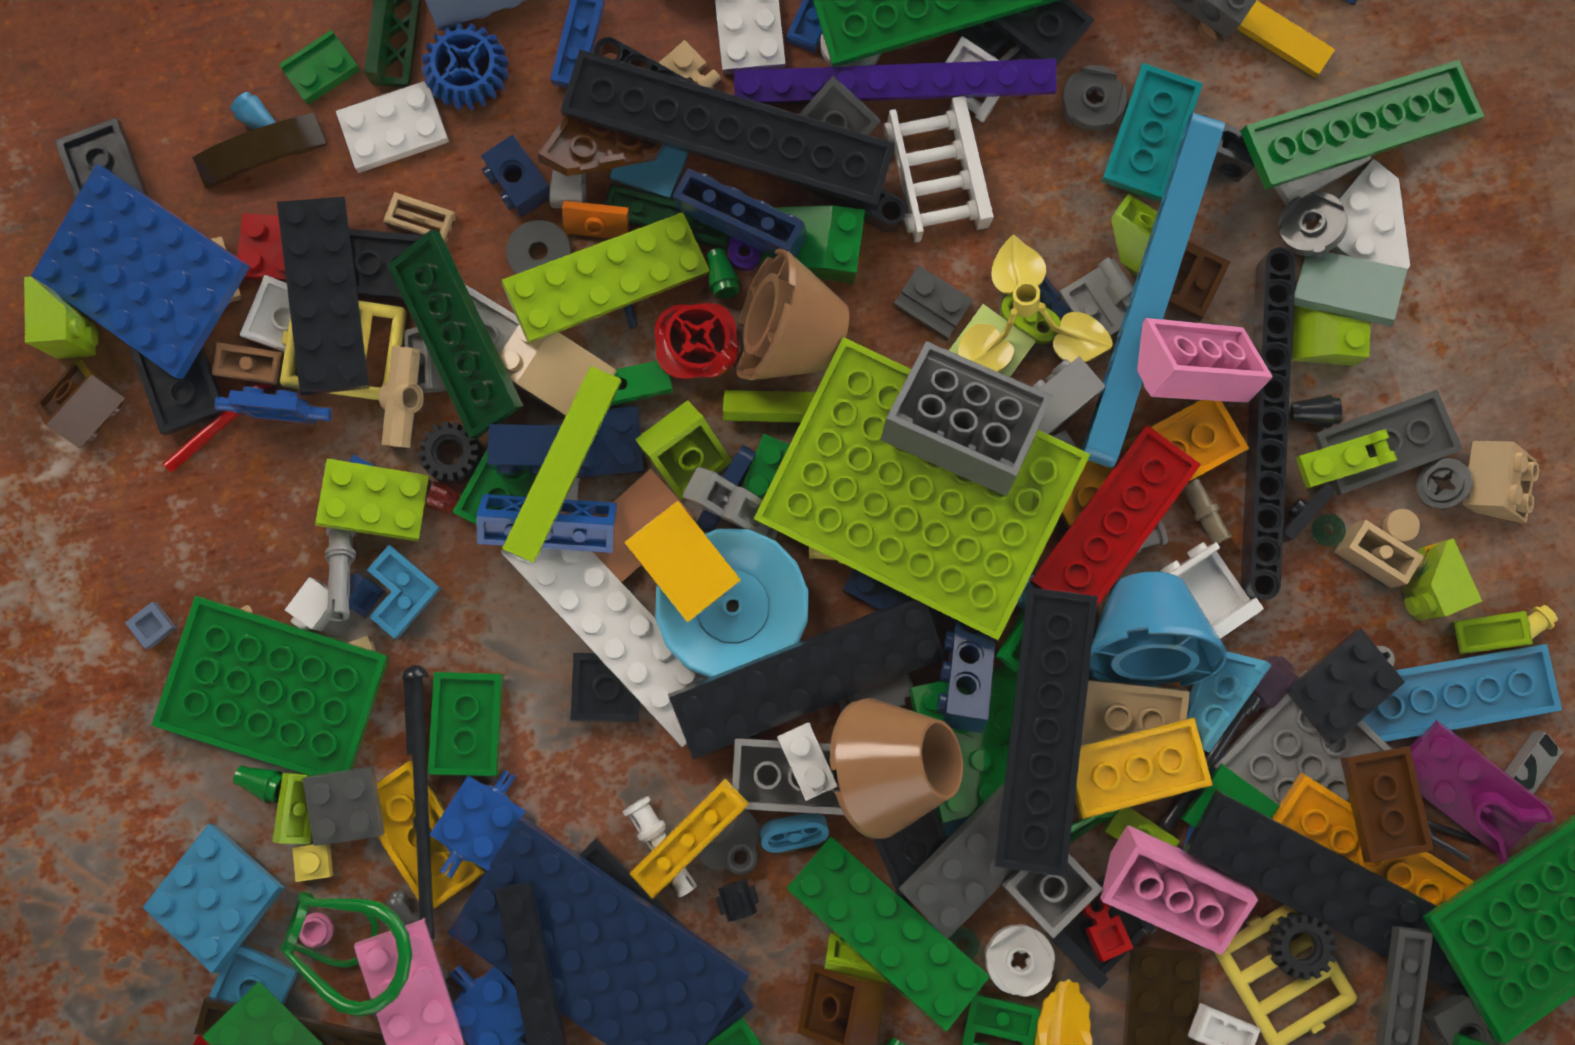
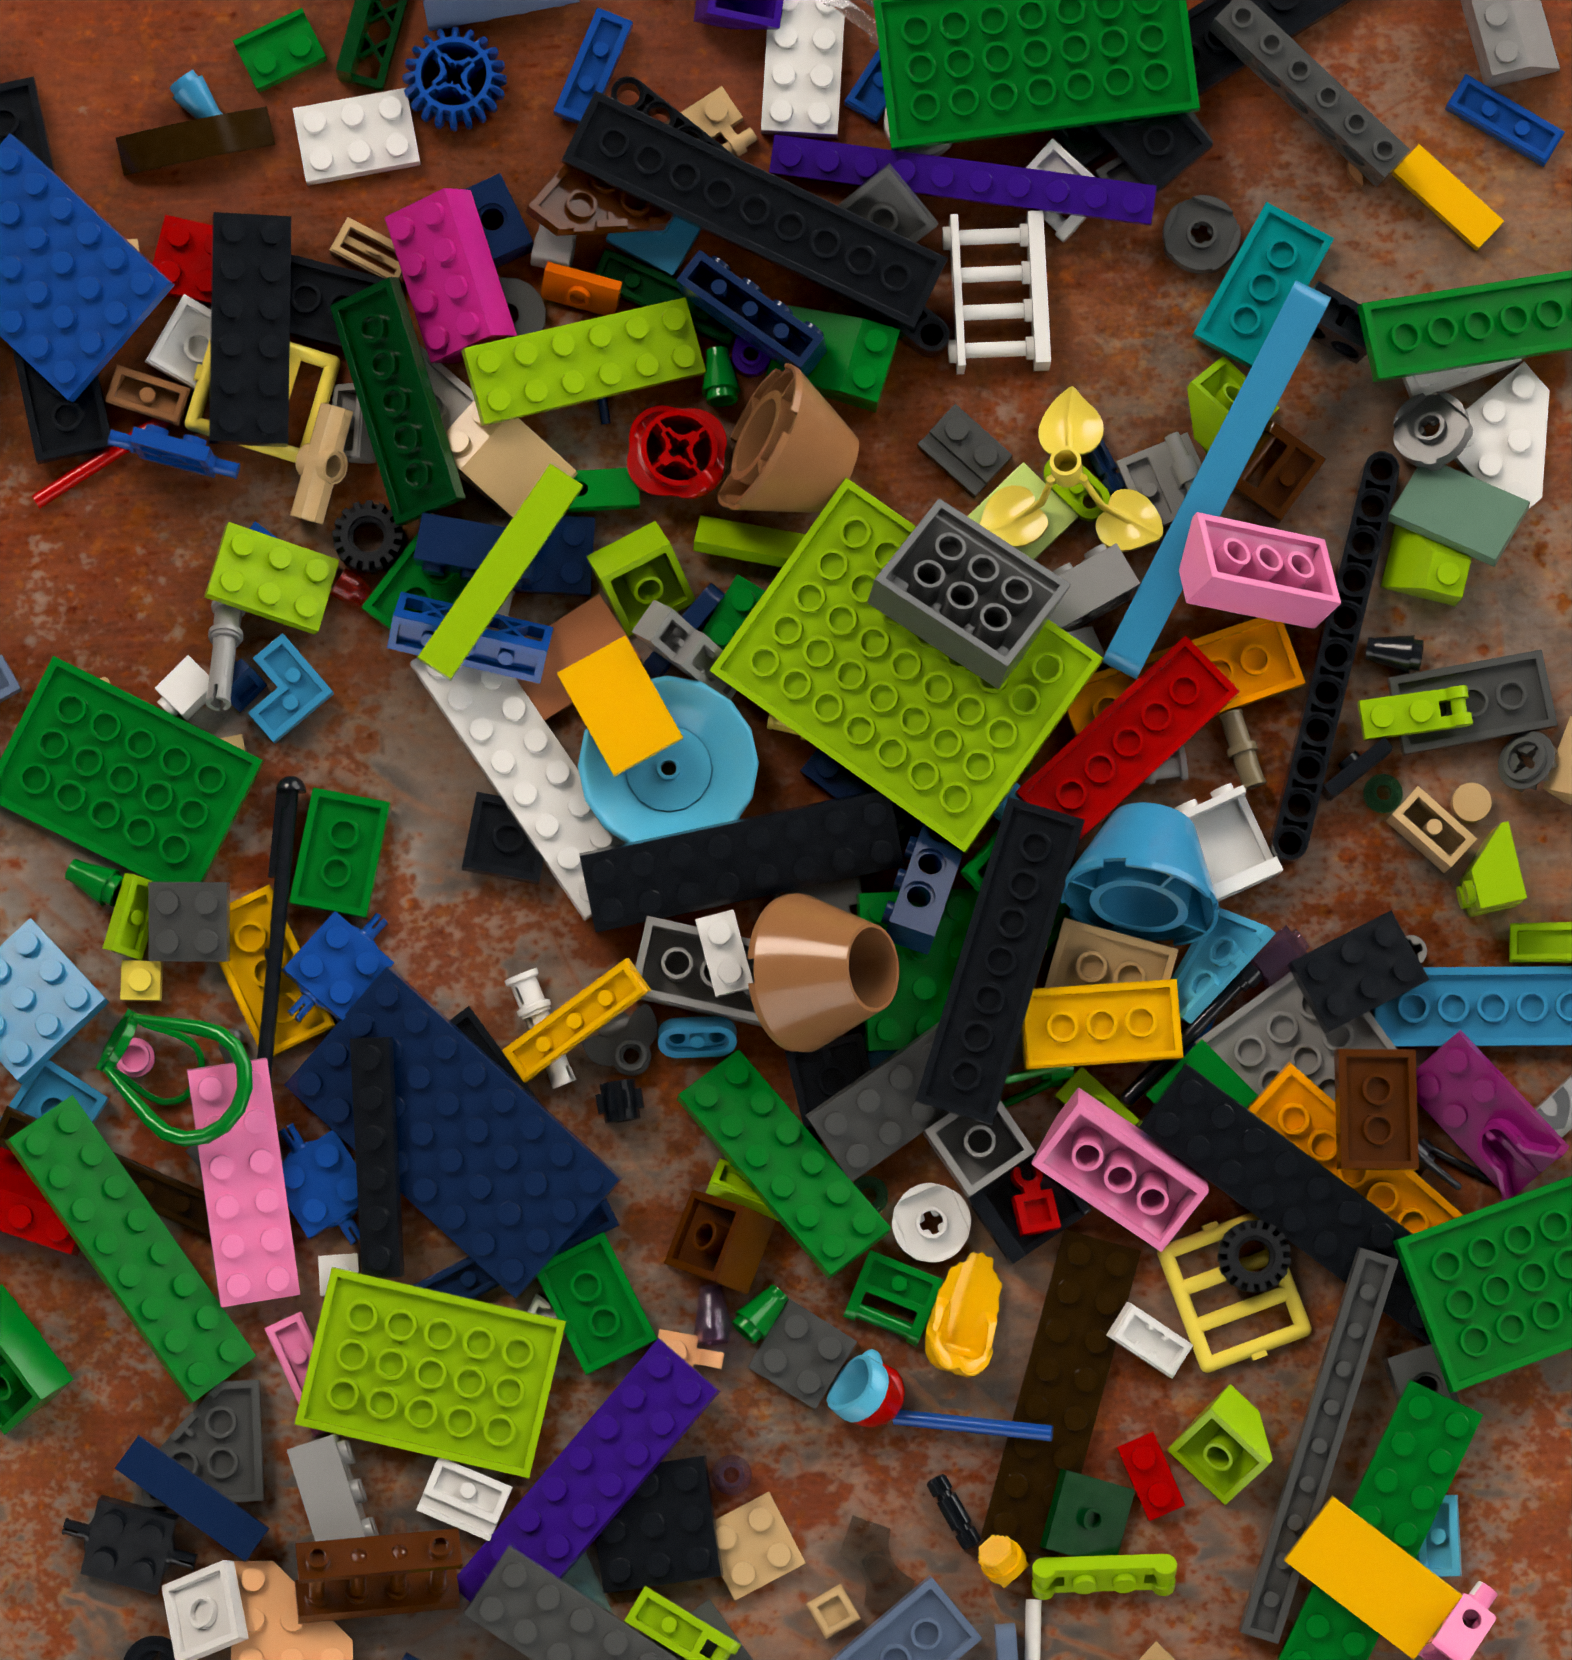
camera: 10 degrees right, 0 degrees up
(482, 221) = (450, 274): none -> dark pink brick

